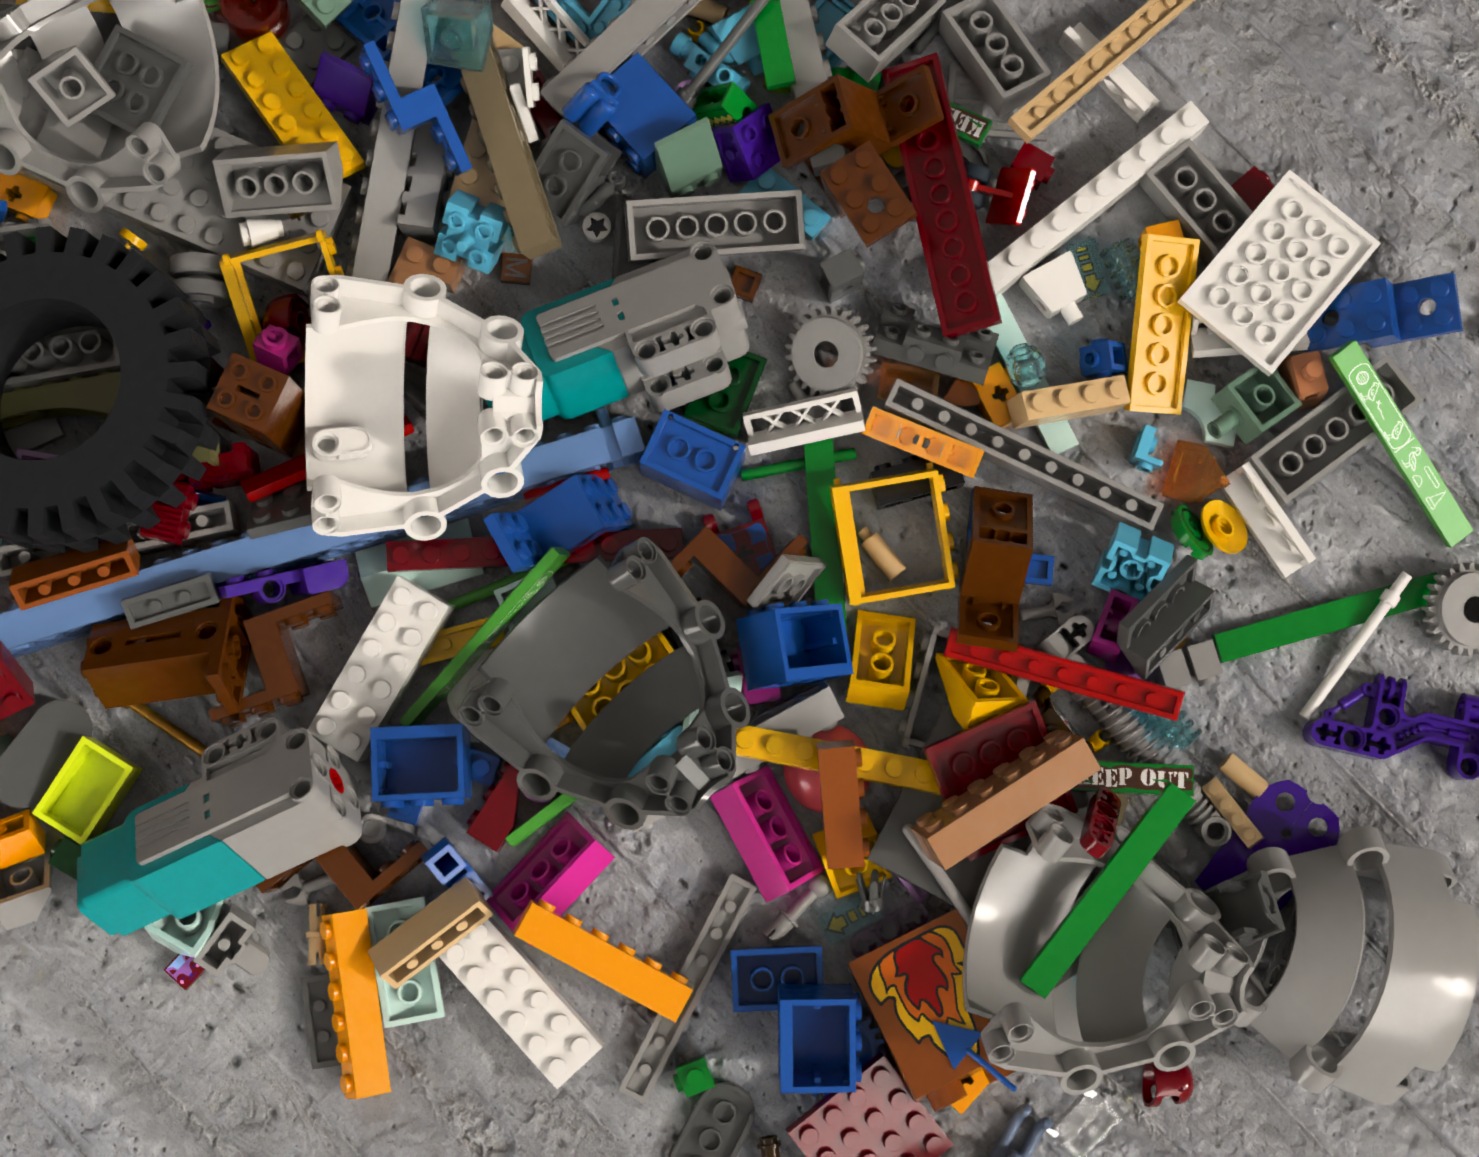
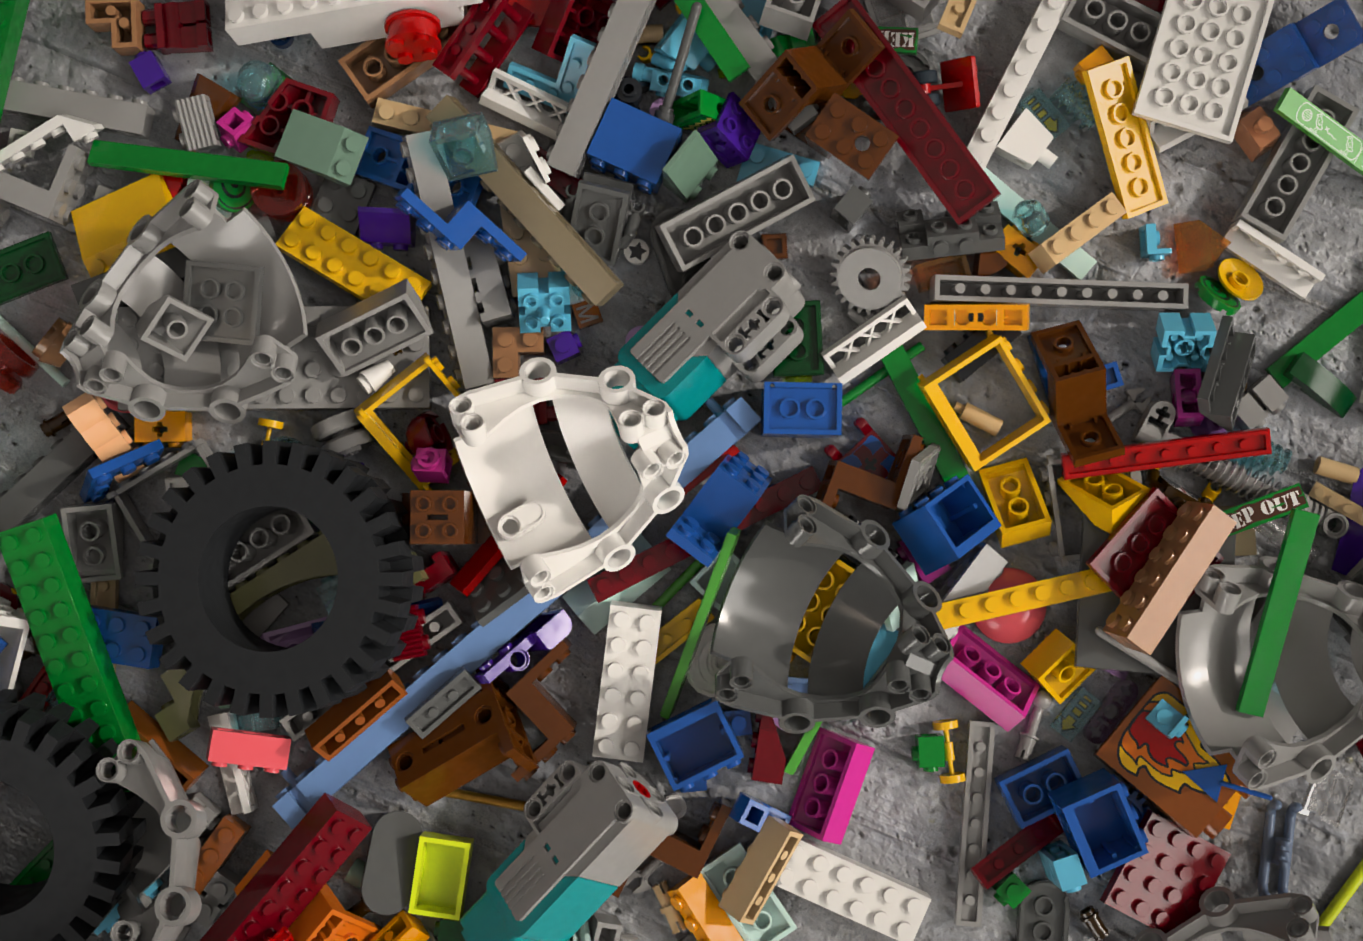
camera: 15 degrees left, 5 degrees up
(476, 291) = (564, 346): none -> dark purple brick
(593, 104) = (597, 157): blue piece -> none
(603, 960) = (904, 833): light orange brick -> none
(664, 59) = (637, 89): none -> black brick
(671, 888) = (929, 751): none -> green brick
(693, 897) = (950, 777): none -> yellow wheel
(719, 1036) = (1016, 851): none -> dark red plate
(759, 1073) = (1062, 866): none -> medium azure brick
(841, 804) = (1039, 634): dark orange brick -> none
(872, 900) = (1090, 694): dark grey piece -> none
(940, 957) = (1167, 720): none -> medium azure bracket
(1038, 159) = (965, 46): dark red brick -> none
(1100, 822) = (1251, 562): dark red beam -> none
(1103, 358) = (1088, 185): blue brick -> none
(1199, 404) = (1197, 197): light aqua tile -> none
(1252, 405) = (1224, 172): sand green brick -> none
(1264, 676) = (1320, 384): none -> dark green slope

